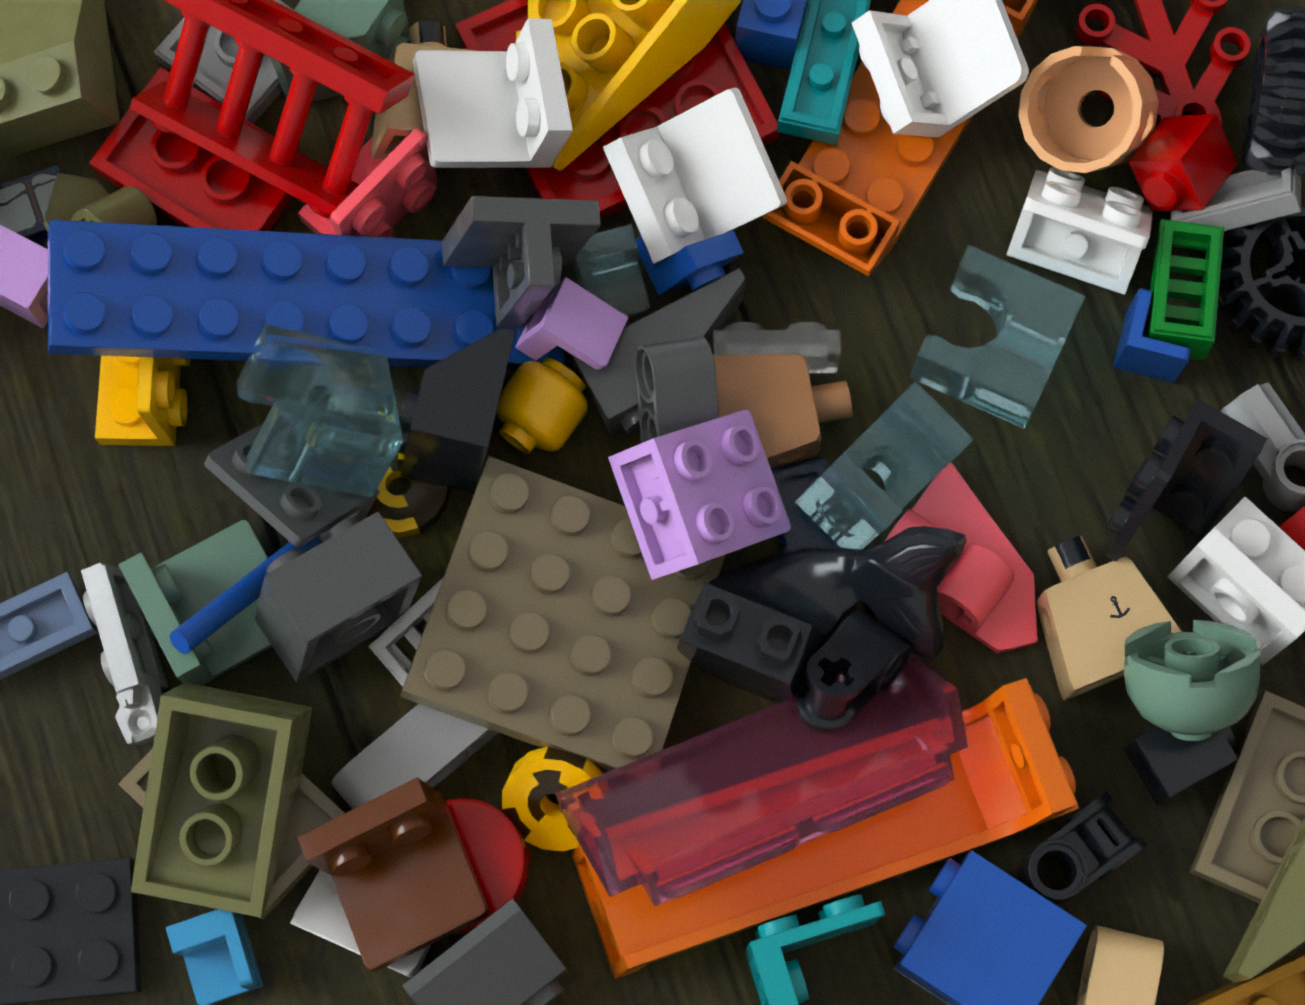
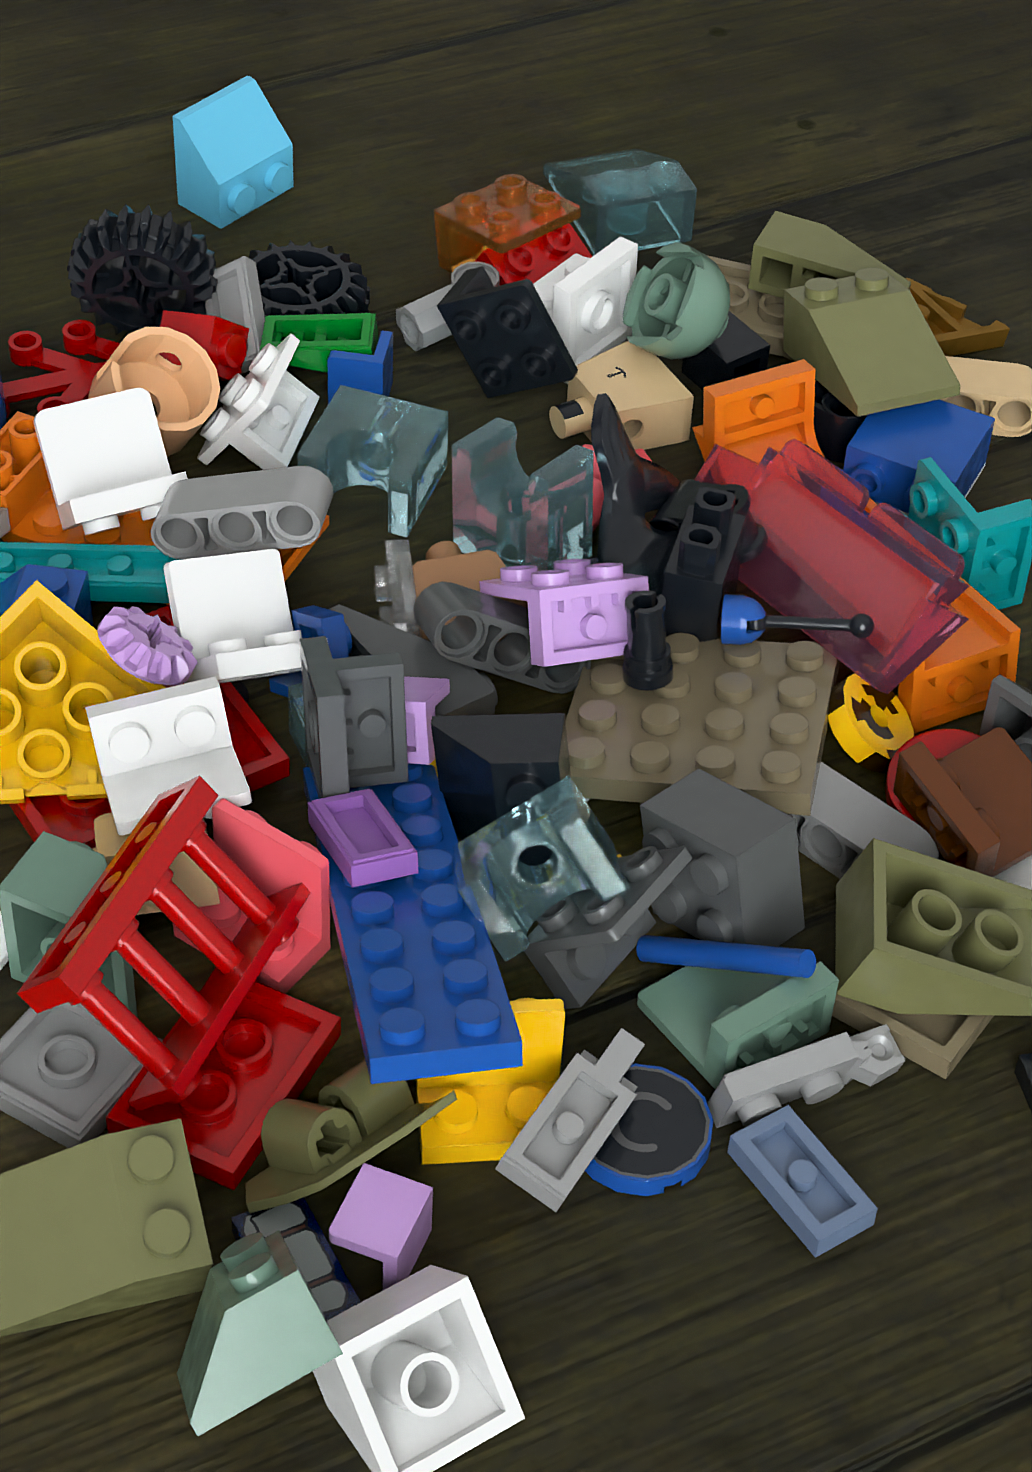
camera: 100 degrees left, 30 degrees down
(88, 435) = (572, 1122): none -> light grey hinge
(106, 504) = (658, 1137): none -> black tile
(381, 262) = (362, 837): none -> medium lavender tile
(625, 562) = (647, 653): none -> black pin
(627, 53) = (146, 646): none -> lavender gear
(669, 673) = (746, 620): none -> hinge
(835, 173) = (242, 512): none -> light grey beam
(1130, 902) = (866, 342): none -> olive slope

